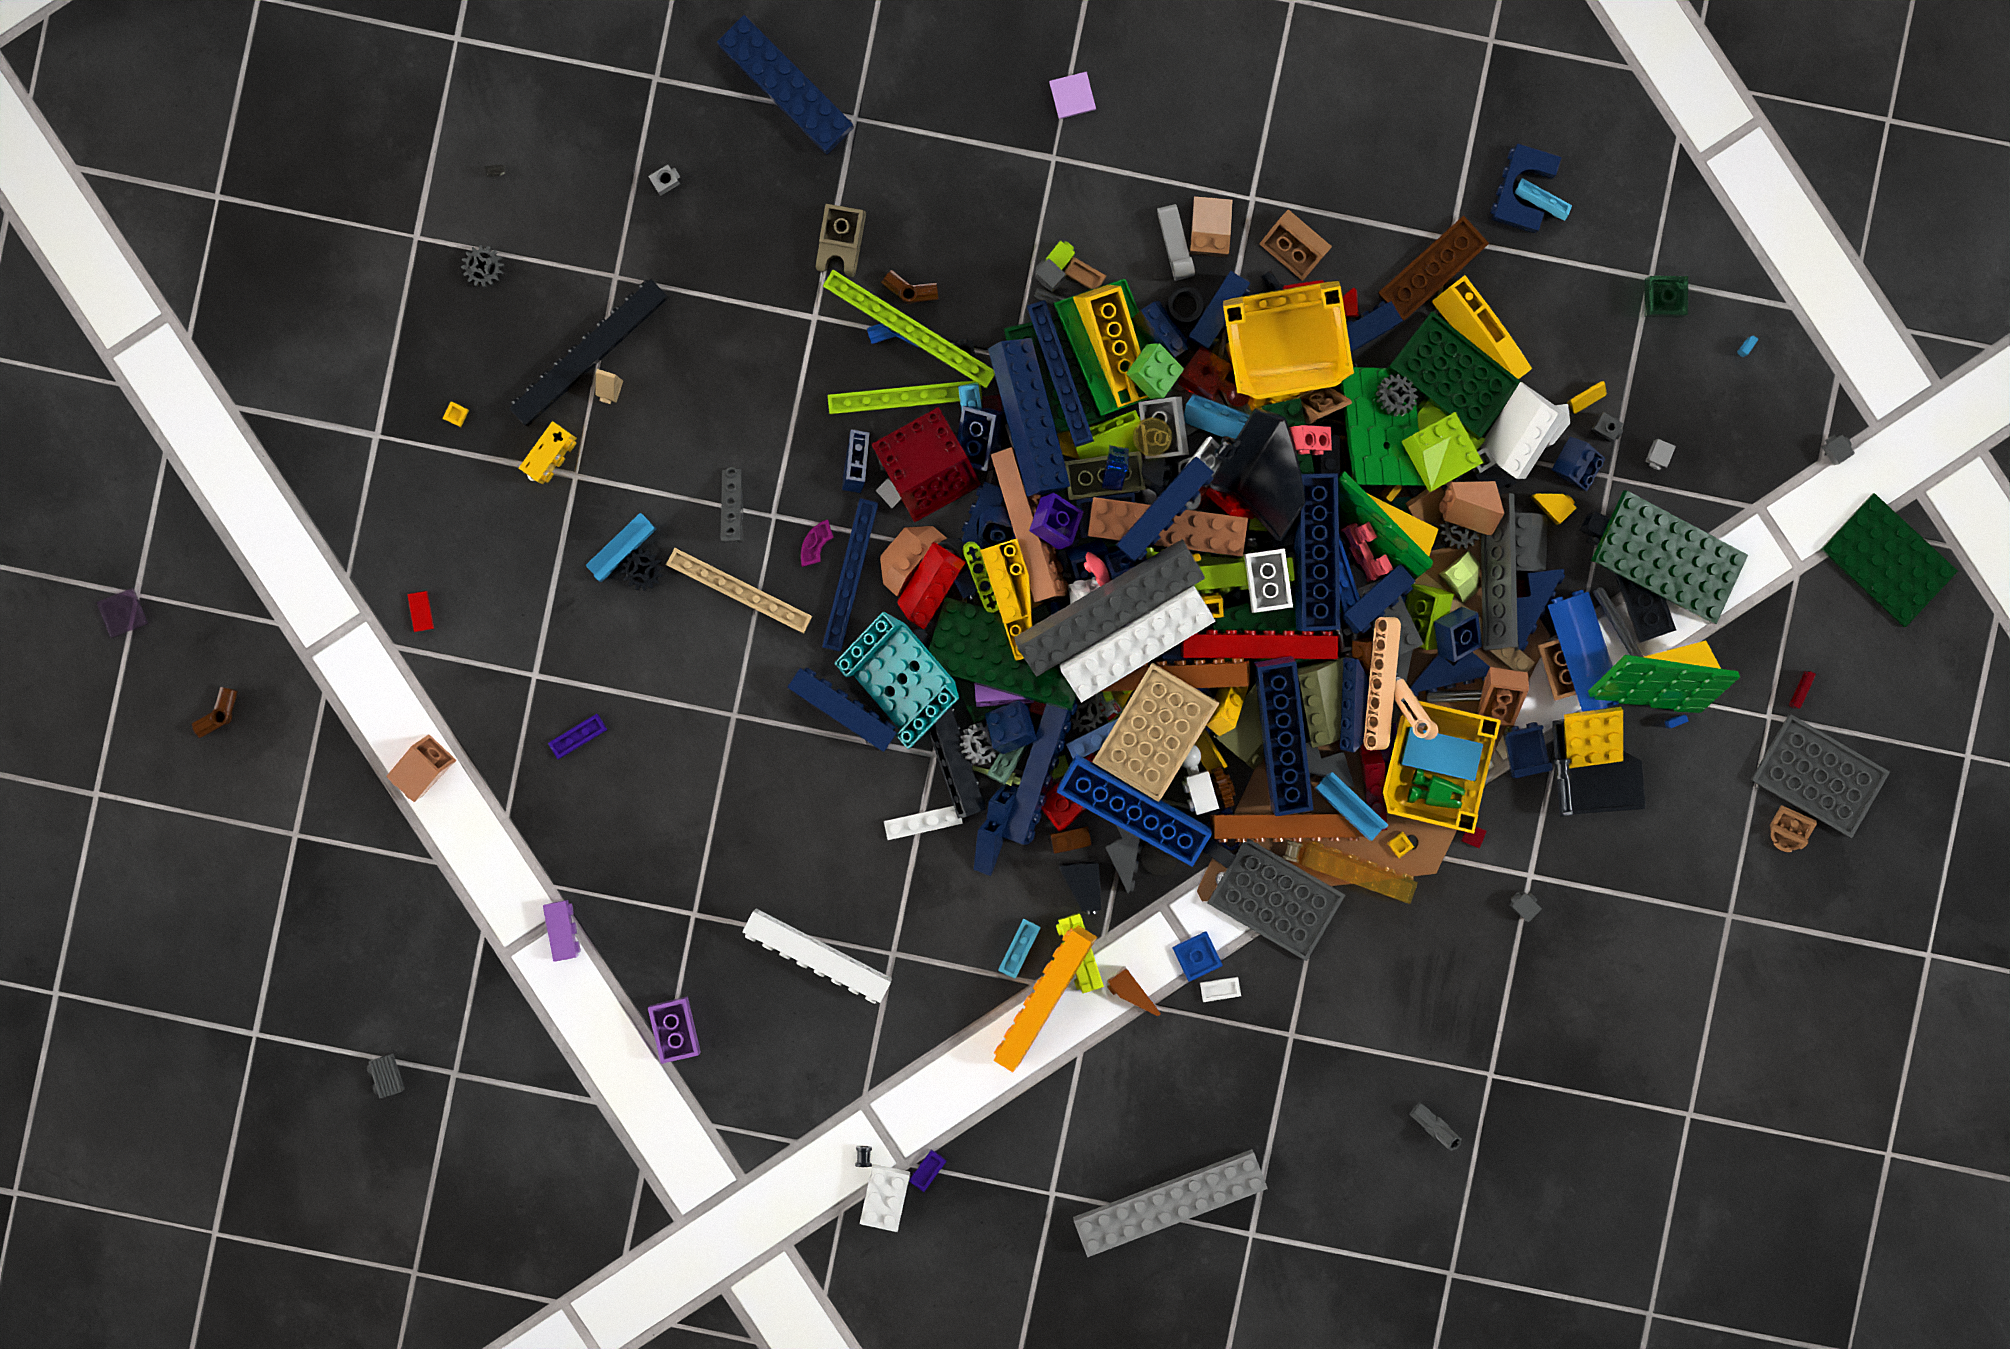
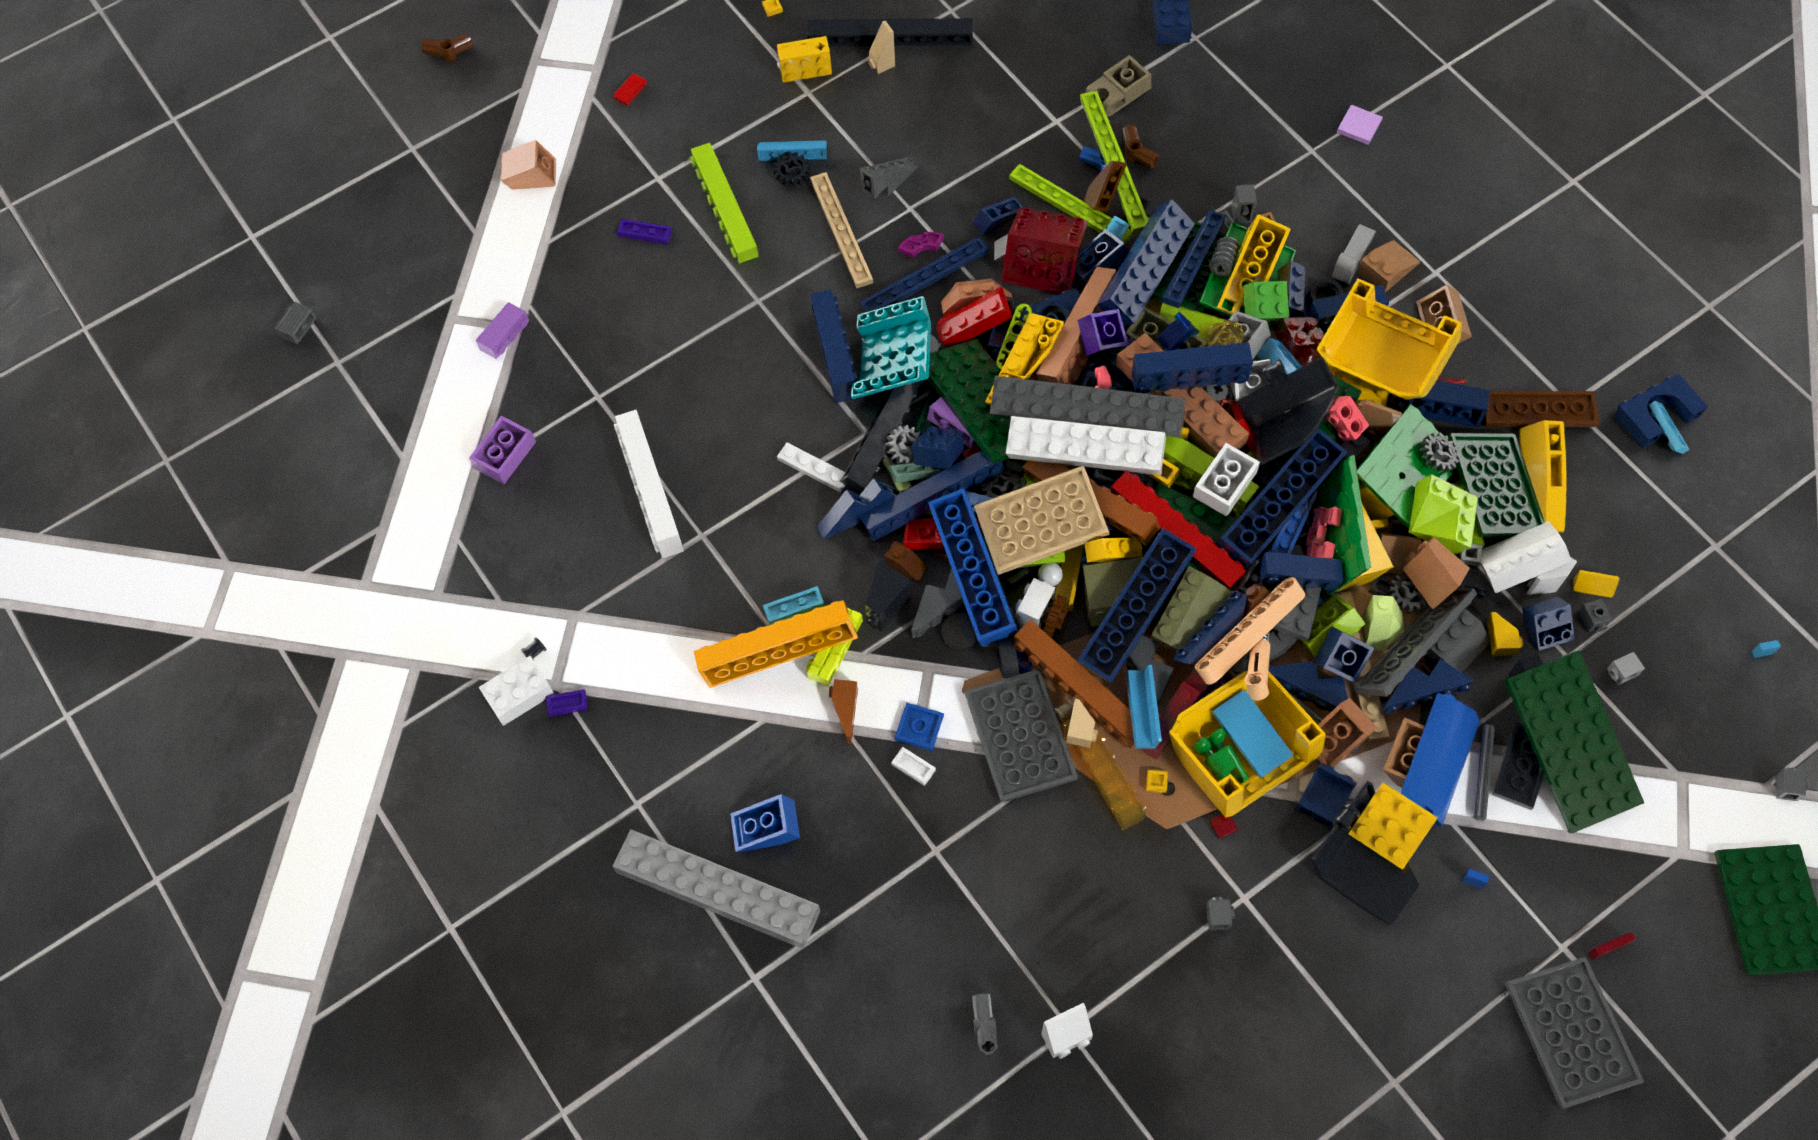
camera: 45 degrees right, 25 degrees down
(618, 652) = (724, 203): none -> lime brick
(926, 369) = (1104, 186): none -> reddish brown slope
(1062, 254) = (1265, 202): lime brick -> none
(1084, 355) = (1224, 256): none -> dark grey piece
(1159, 1128) = (765, 824): none -> blue slope
(1320, 861) = (1081, 726): none -> tan slope
(1495, 1083) = (1067, 1031): none -> white slope
(1666, 296) = (1721, 560): clear green brick -> none
(1672, 679) = (1493, 821): green piece -> none
(1790, 829) = (1510, 1053): medium nougat slope -> none

